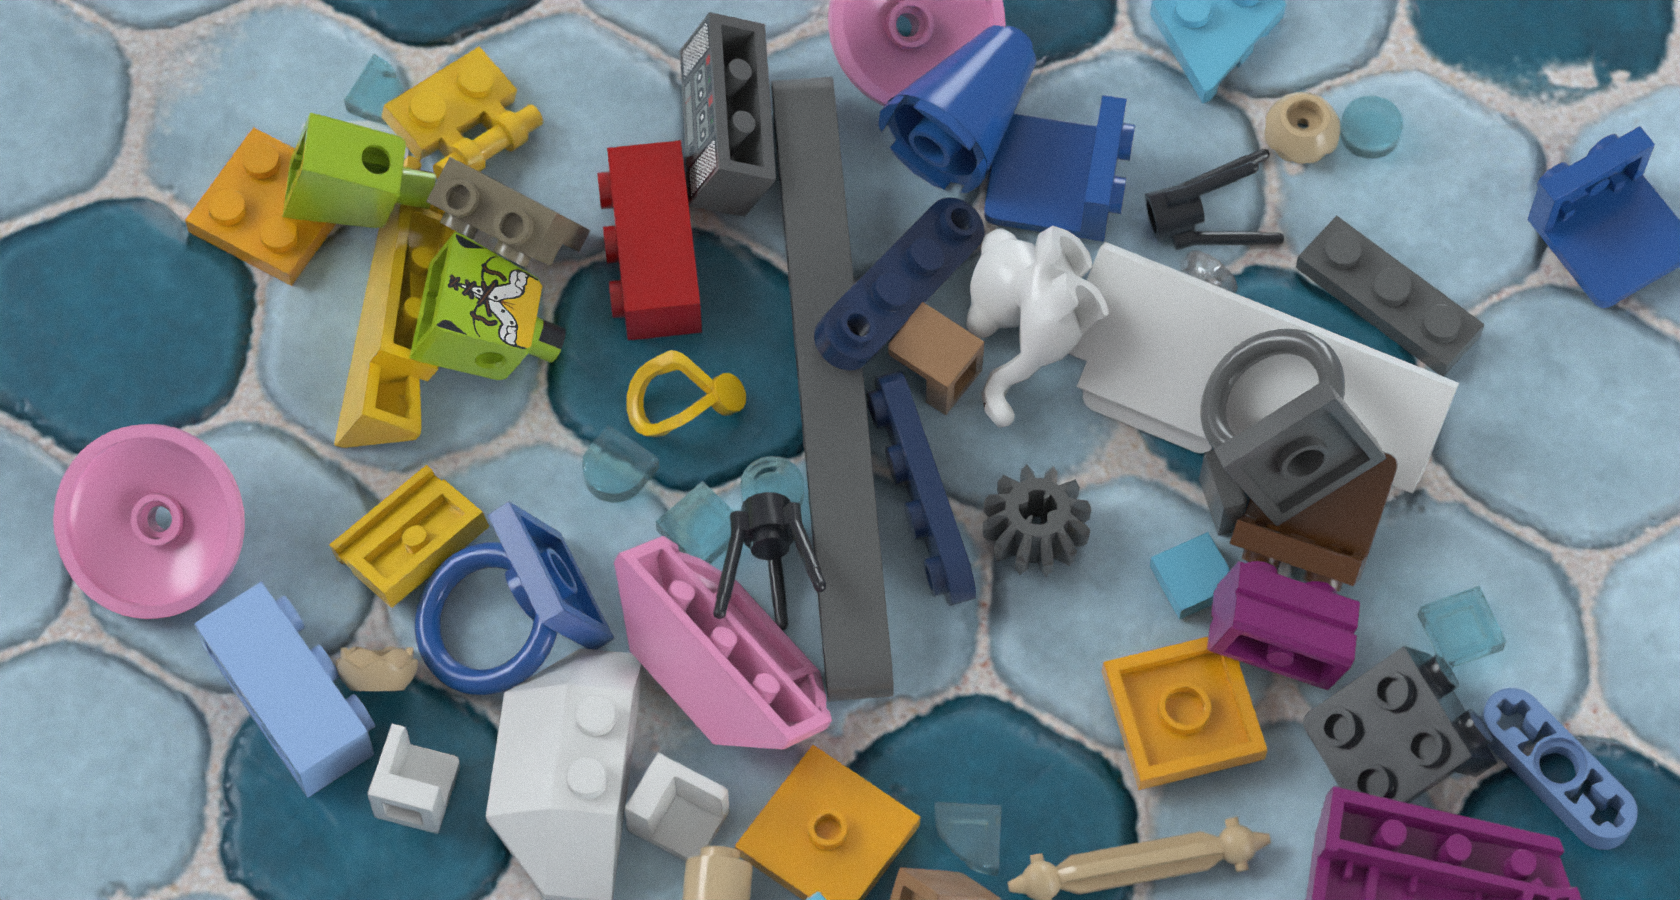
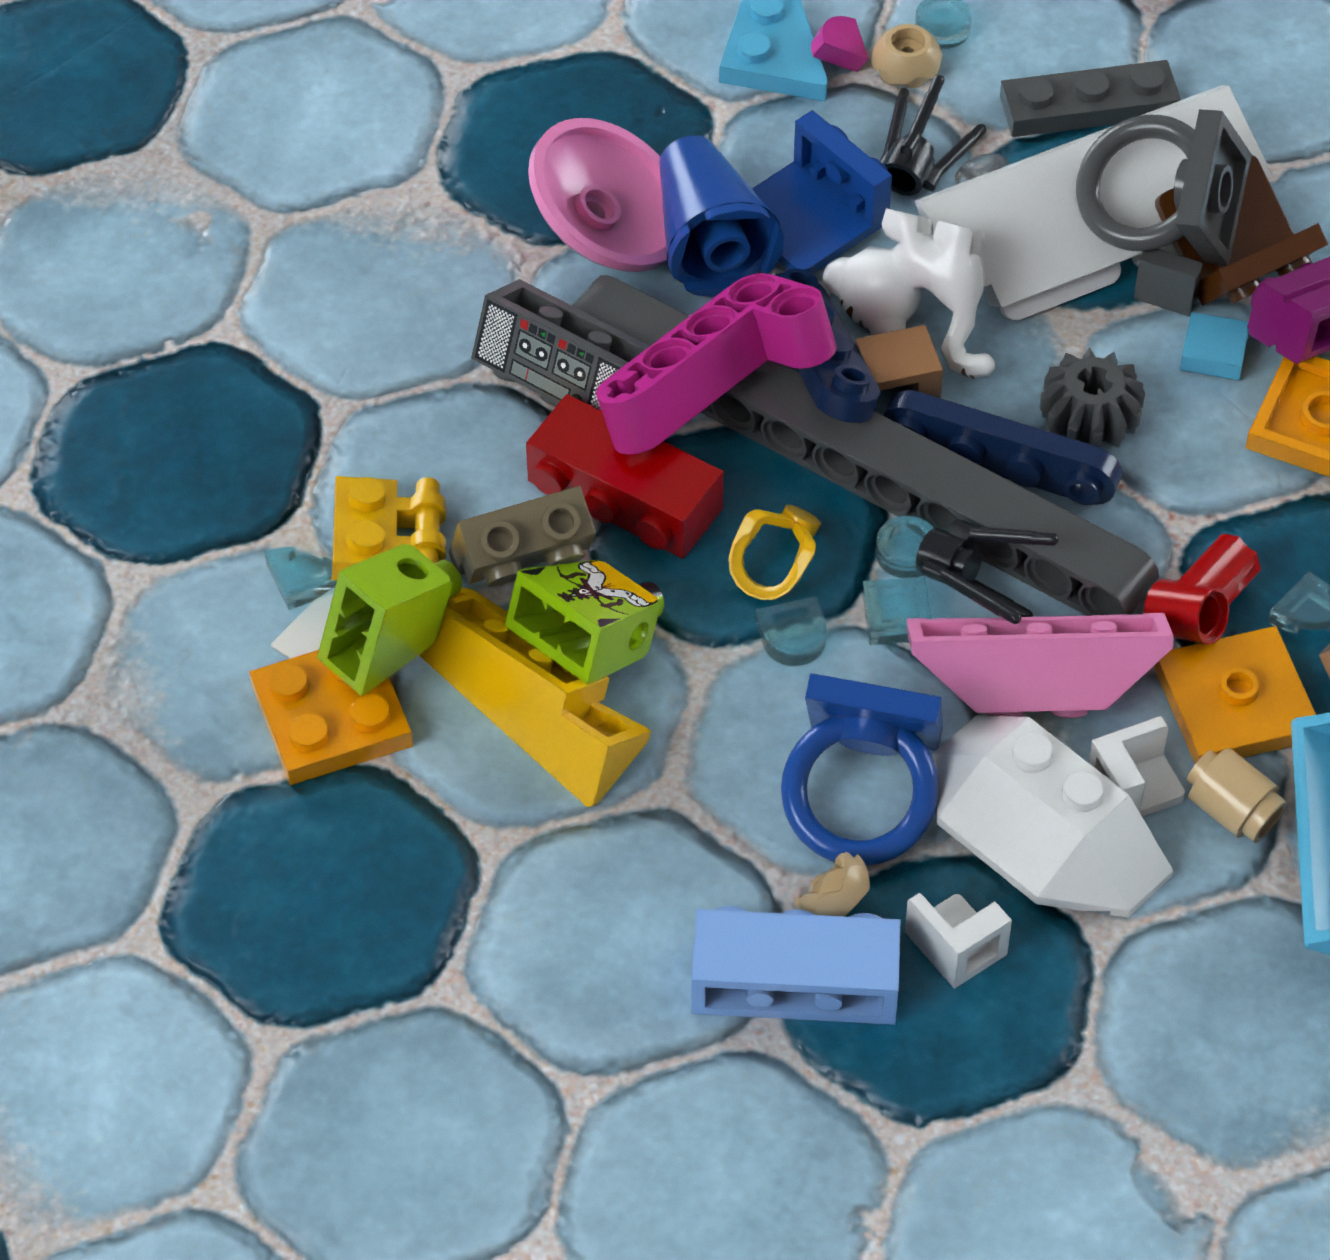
camera: 50 degrees left, 10 degrees down
(110, 525) = (606, 949): bright pink dish -> none
(409, 536) = (732, 799): yellow plate -> none
(778, 209) = (710, 354): none -> dark pink beam
(880, 739) = (1201, 598): none -> red piece
(1263, 67) = (840, 43): none -> dark pink tile

